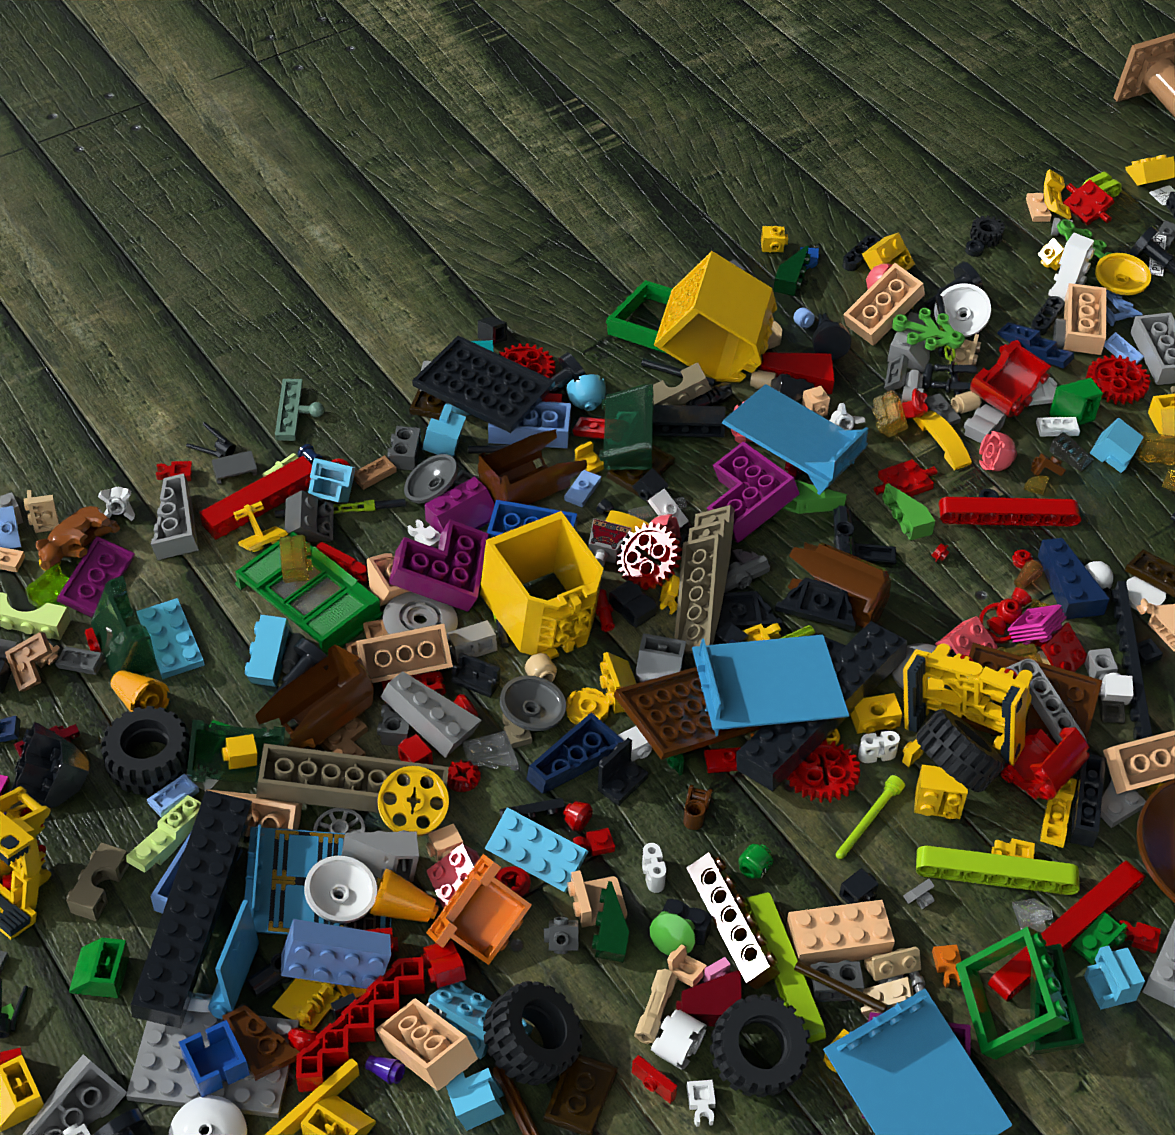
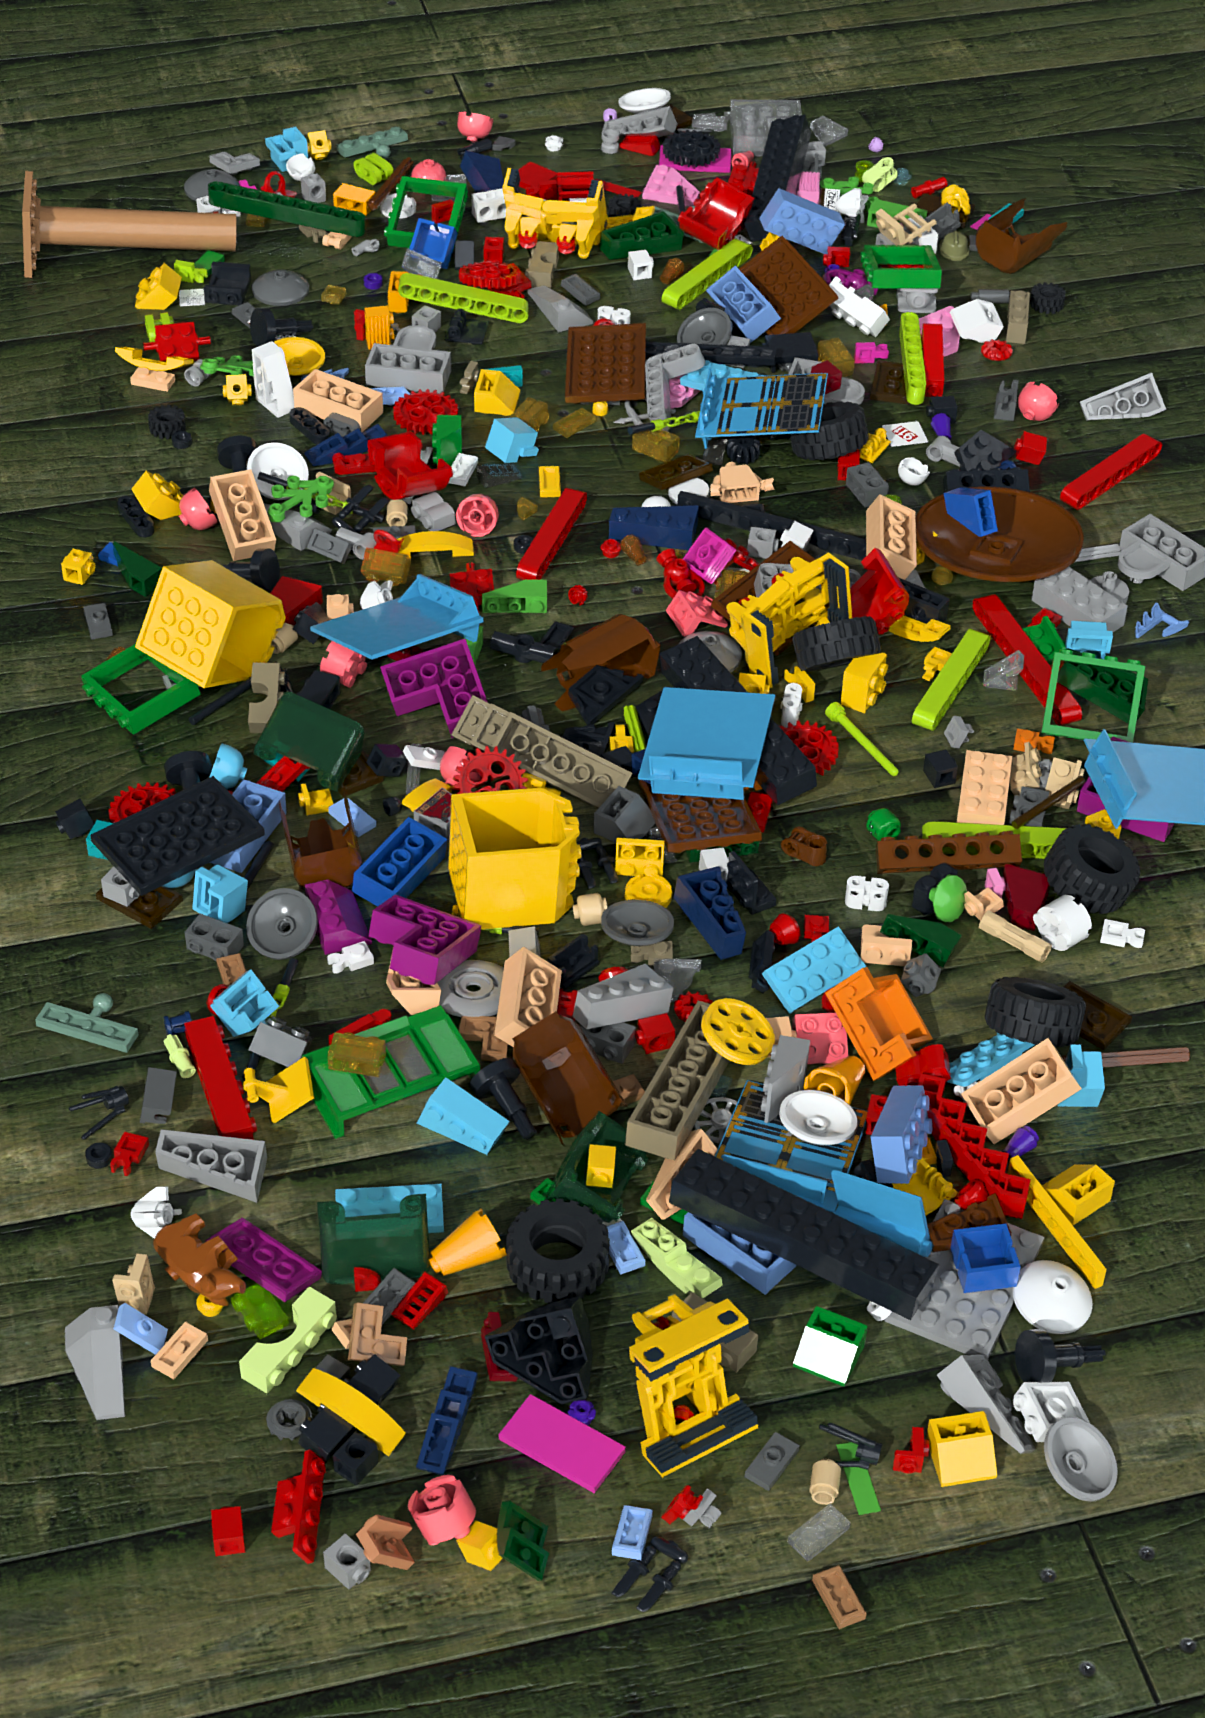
camera: 70 degrees left, 5 degrees down
(97, 688) = (425, 1281): none -> red slope
(171, 455) = (98, 1155): none -> black tile
(598, 652) = (604, 861): none -> black piece
(654, 1079) = (1091, 957): red plate -> none
(1052, 463) = (508, 493): reddish brown bracket -> none
(1088, 490) = (549, 481): none -> yellow tile

